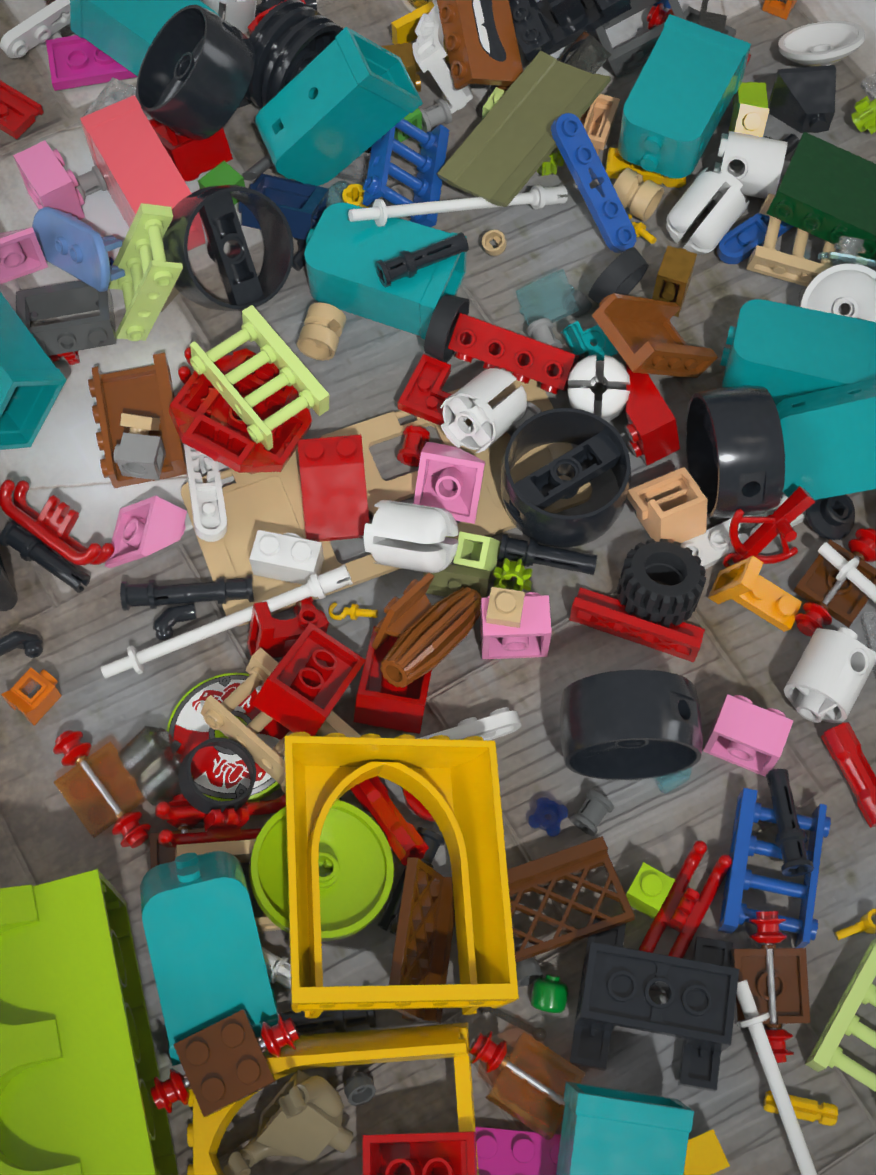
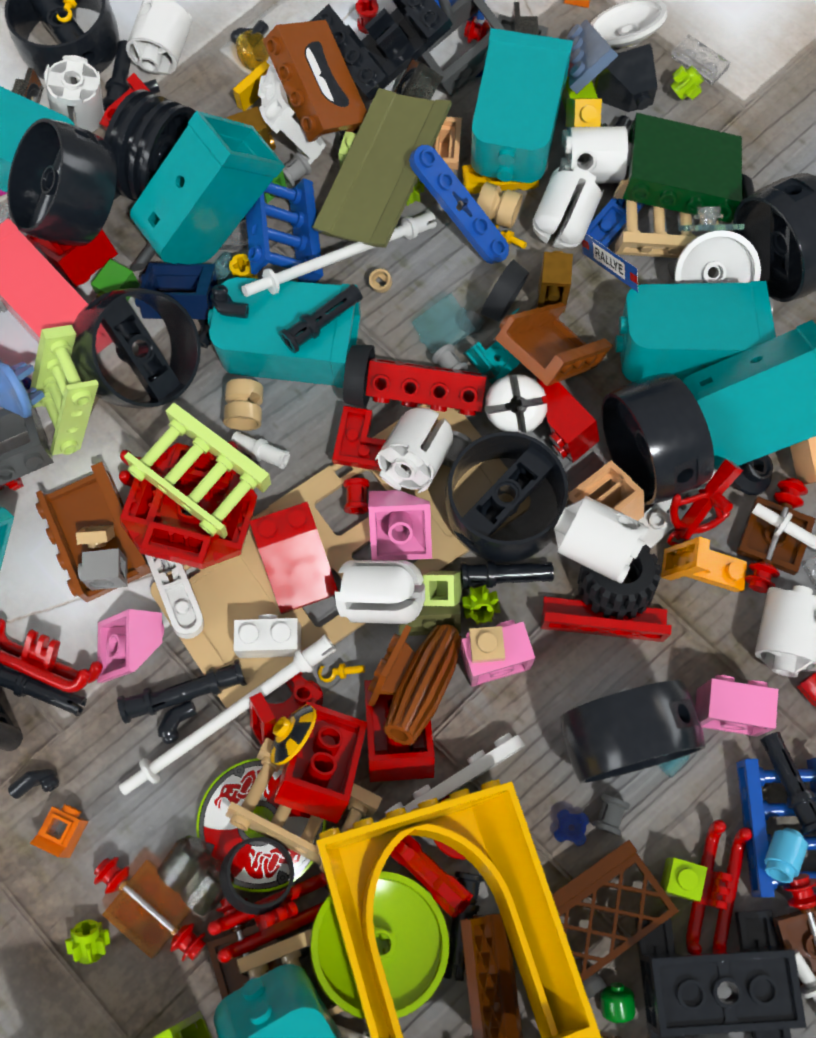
camera: 10 degrees left, 5 degrees up
(32, 803) = (87, 941): none -> lime gear
(286, 643) = (292, 734): none -> dish
(327, 225) = (225, 305): none -> black arm
(330, 381) = (261, 450): none -> white pin
(647, 530) = (599, 537): none -> white cylinder
(735, 271) = (611, 262): none -> sticker
(759, 886) = (785, 855): none -> medium azure brick
(767, 63) = (588, 55): none -> sand blue wing

